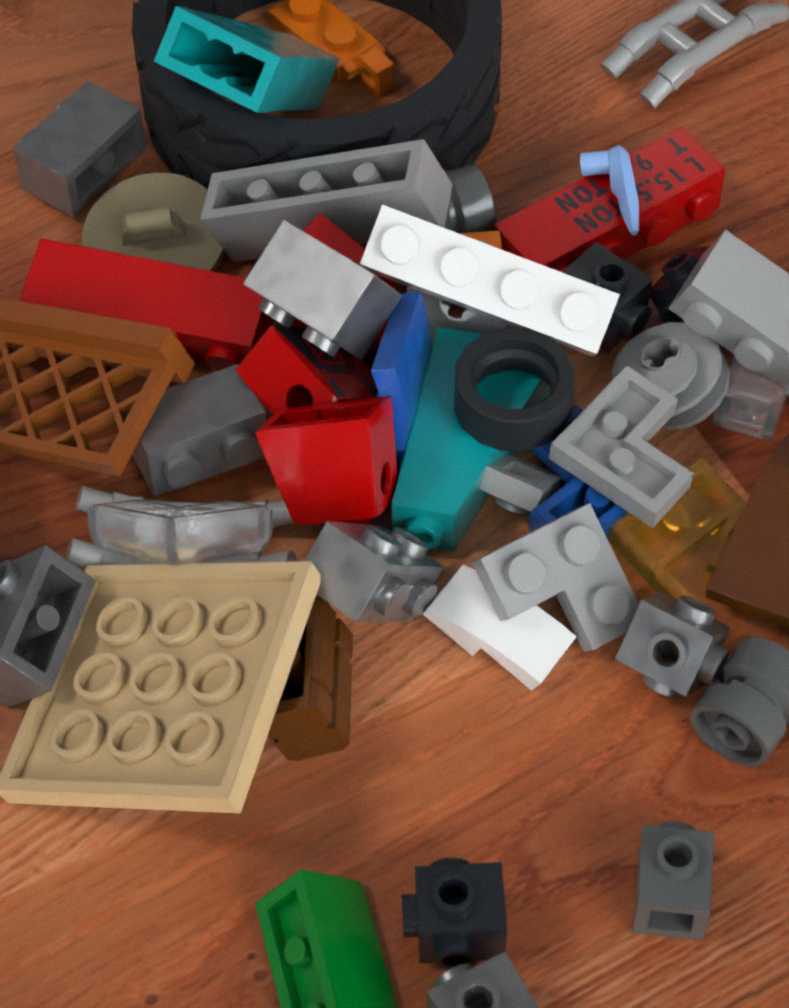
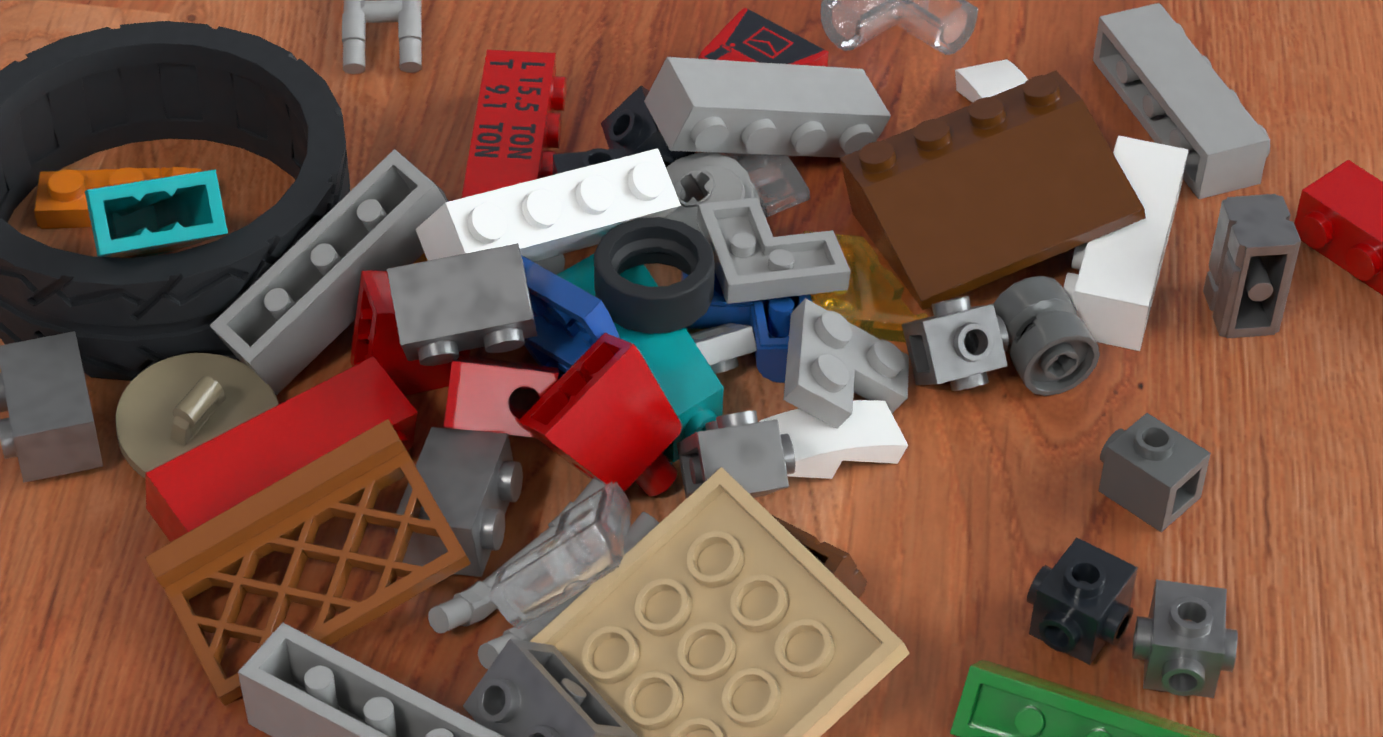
camera: 55 degrees left, 10 degrees down
(622, 182) = (509, 102): light blue bar -> none

